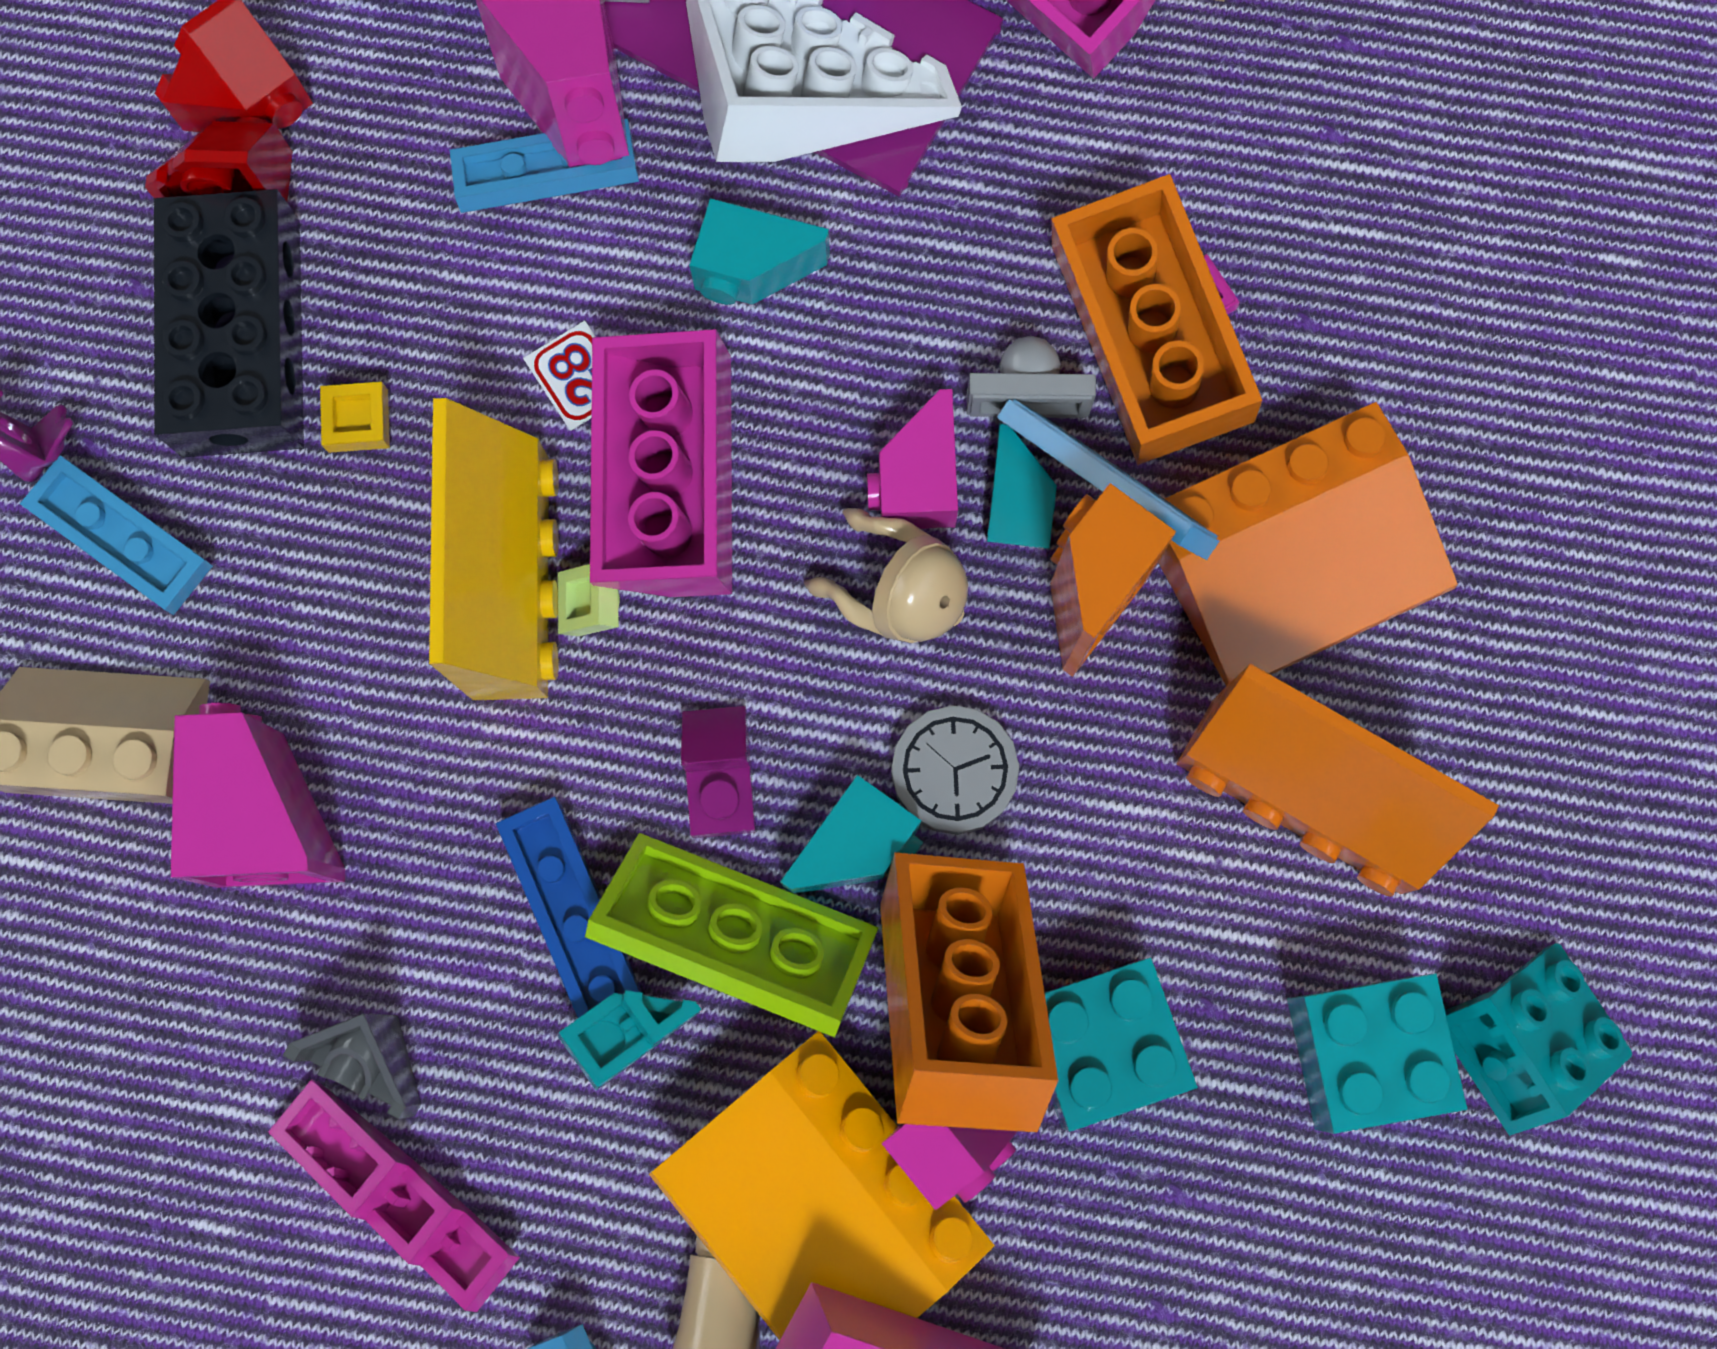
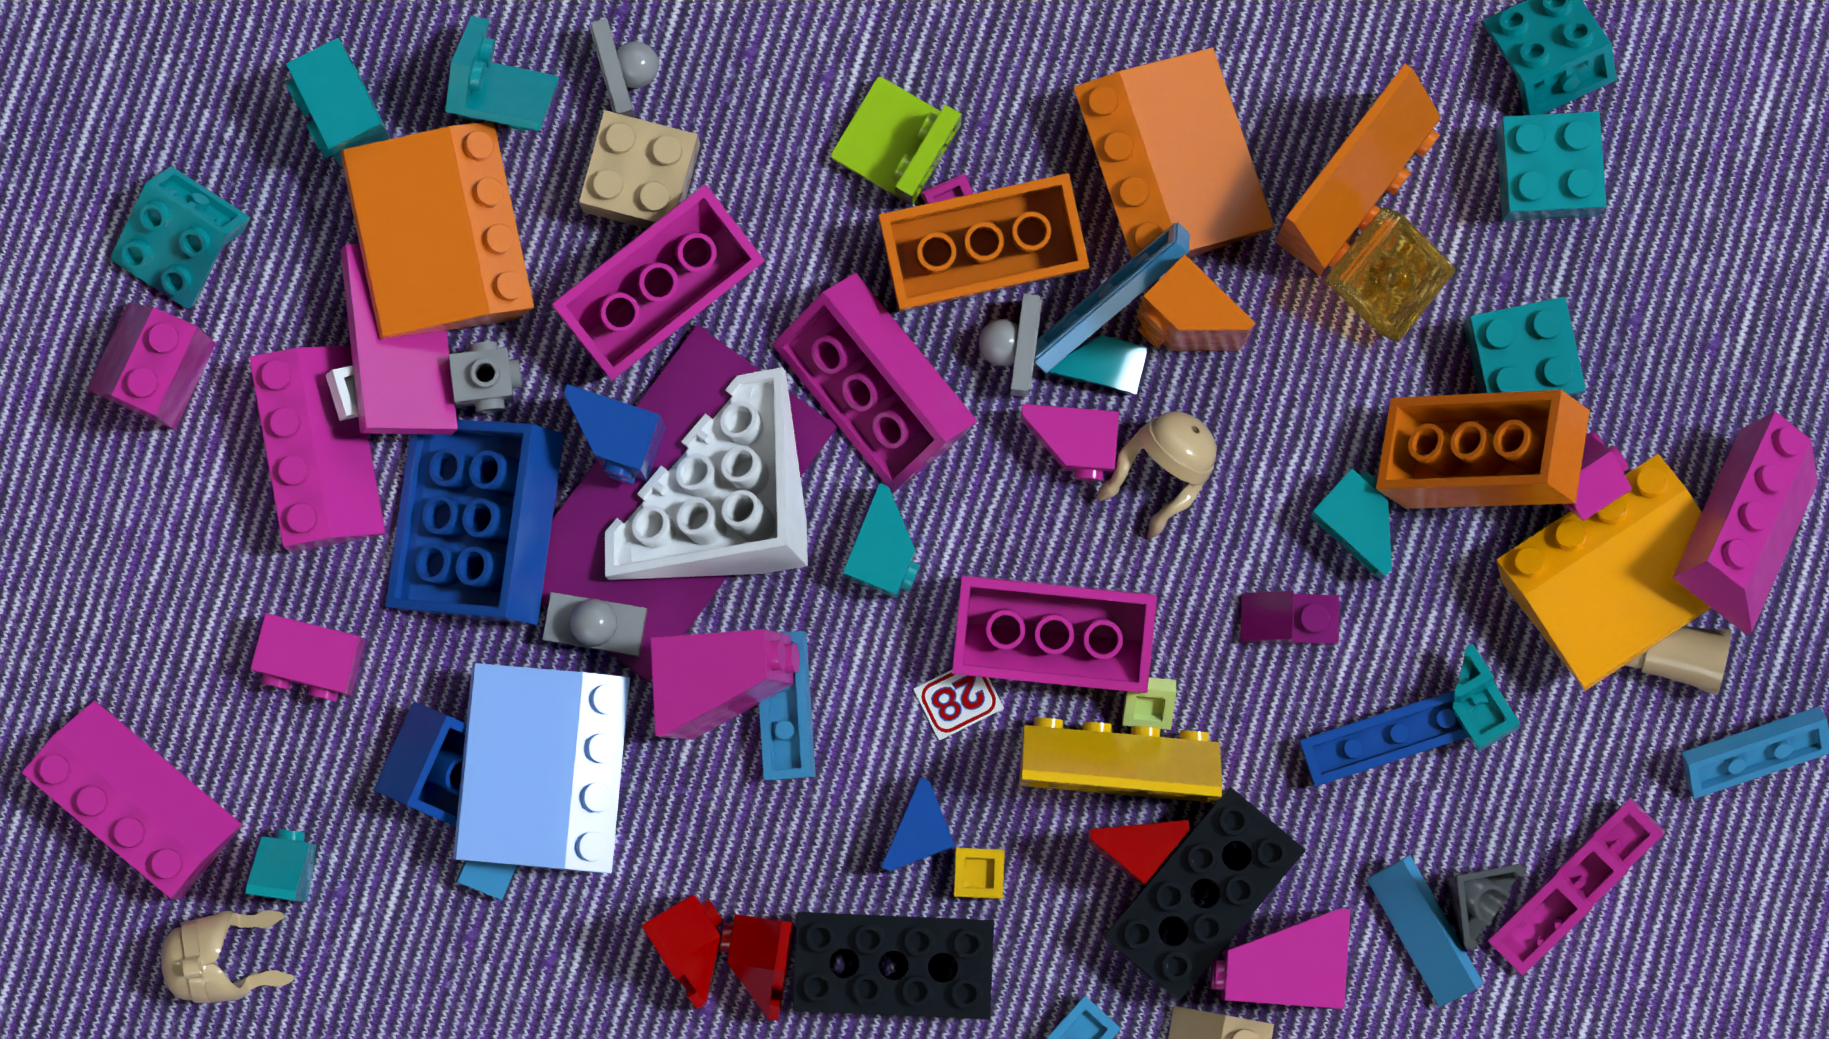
camera: 85 degrees left, 5 degrees up
(250, 662) = (1238, 893): none -> black brick
(315, 992) = (1425, 931): none -> dark azure tile
(388, 588) = (1138, 848): none -> red slope
(404, 339) = (920, 831): none -> blue slope
(733, 933) = (1417, 615): lime plate -> none
(955, 769) = (1309, 441): light grey tile -> none
(962, 221) = (874, 381): none -> dark pink slope
(1212, 879) = (1416, 267): none -> clear yellow brick
(1268, 215) = (896, 140): none -> lime bracket

